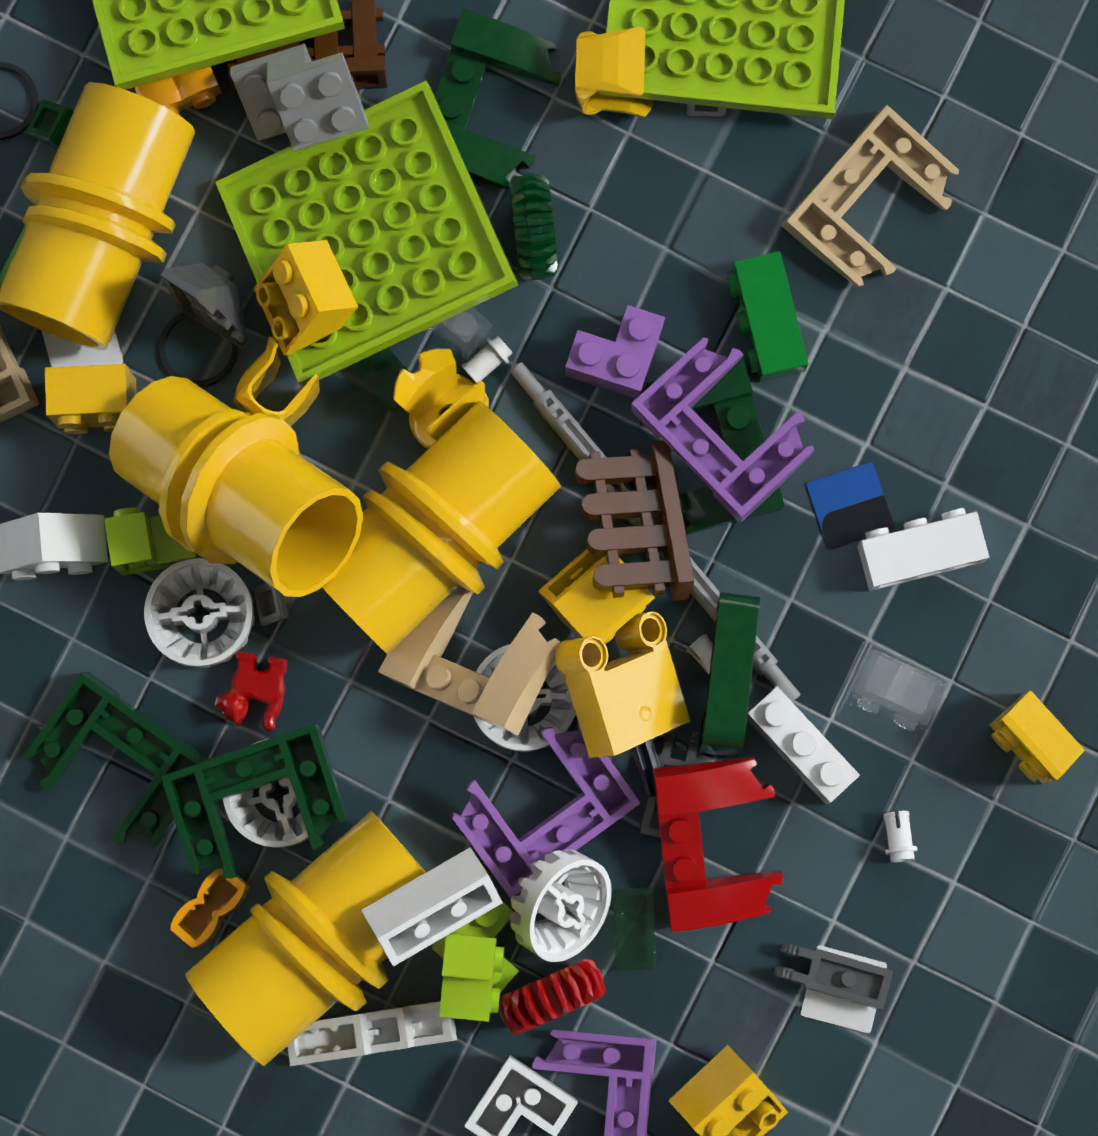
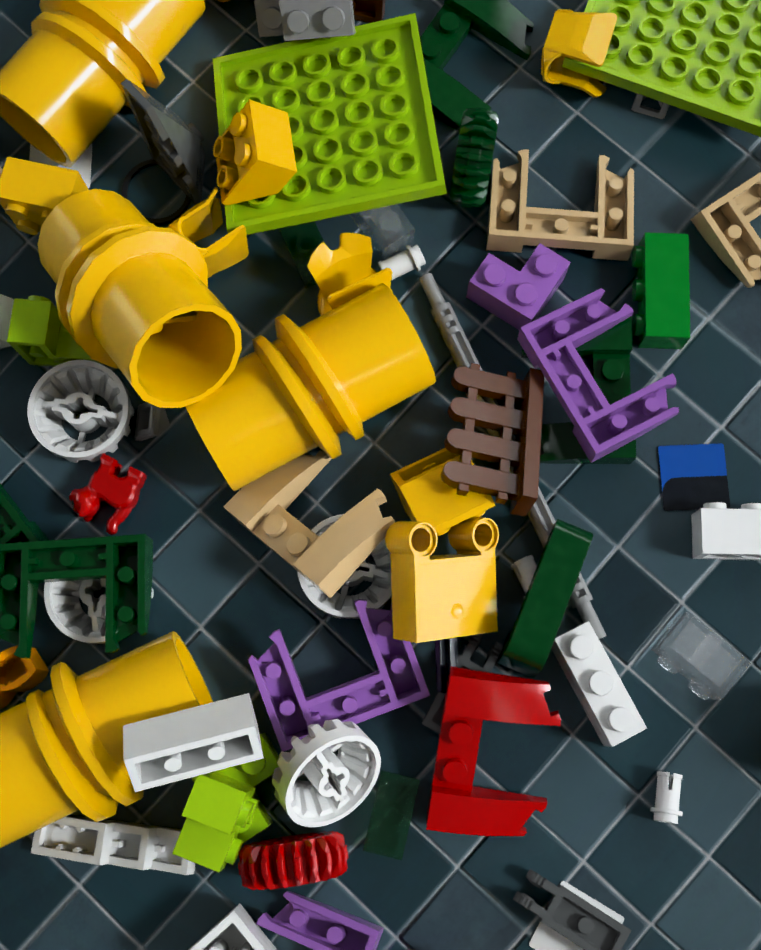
camera: 20 degrees right, 5 degrees down
(691, 268) = (605, 231): none -> tan wedge

